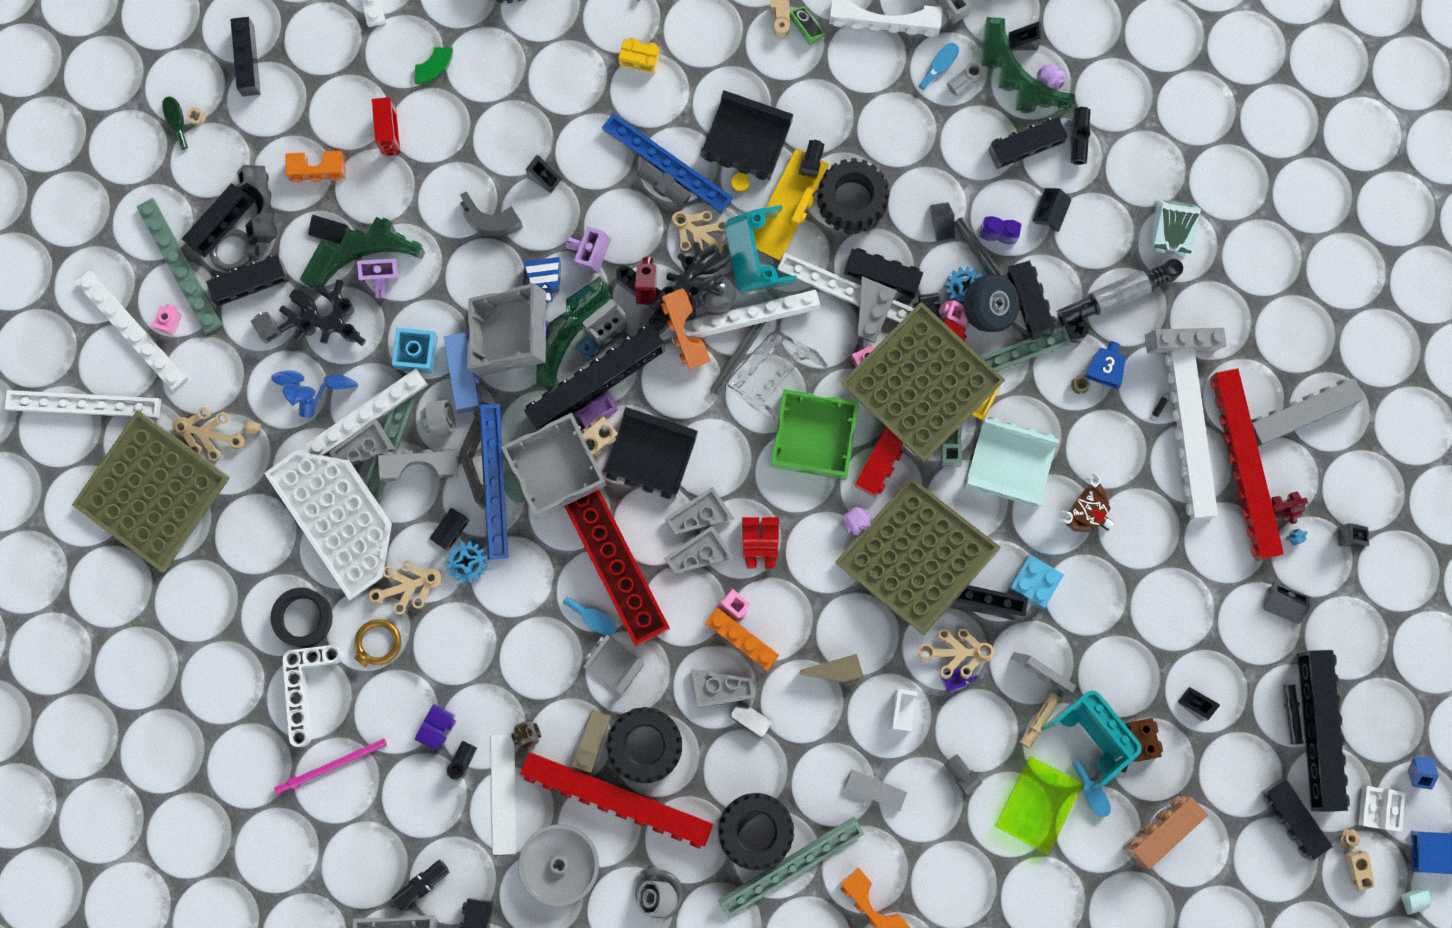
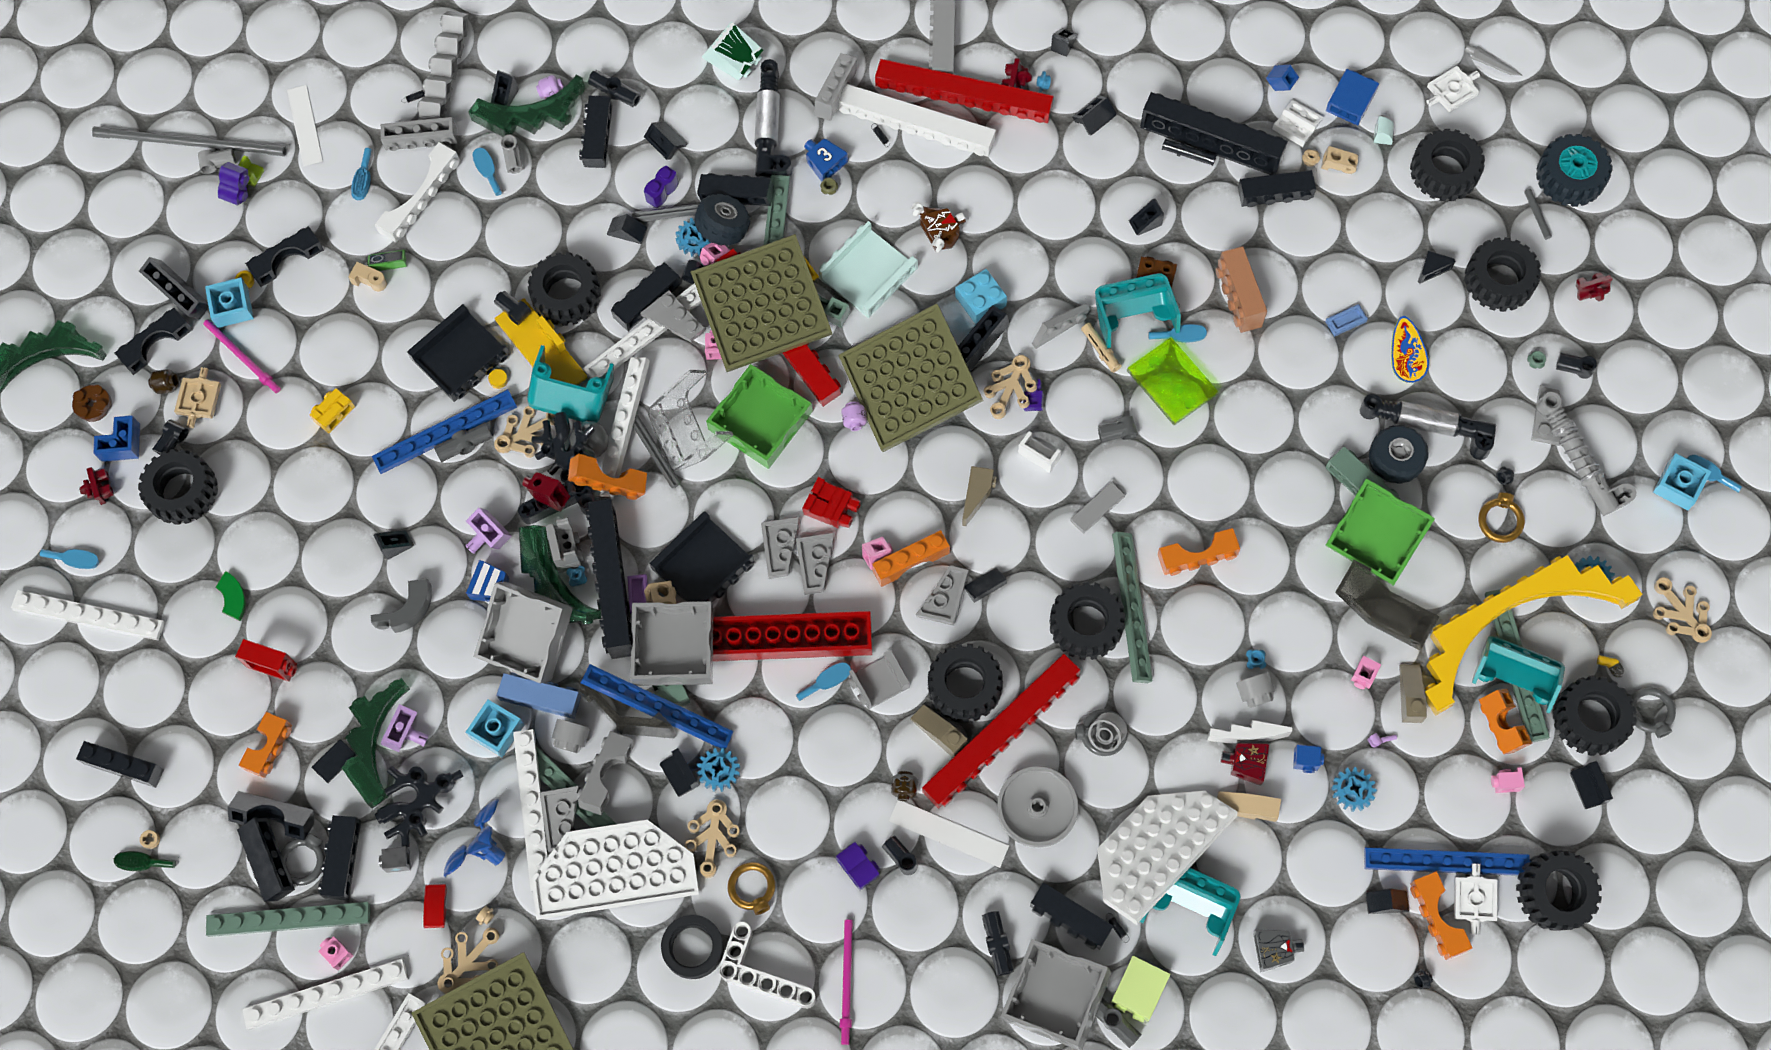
camera: 60 degrees left, 10 degrees down
(242, 380) = (434, 906): none -> red slope

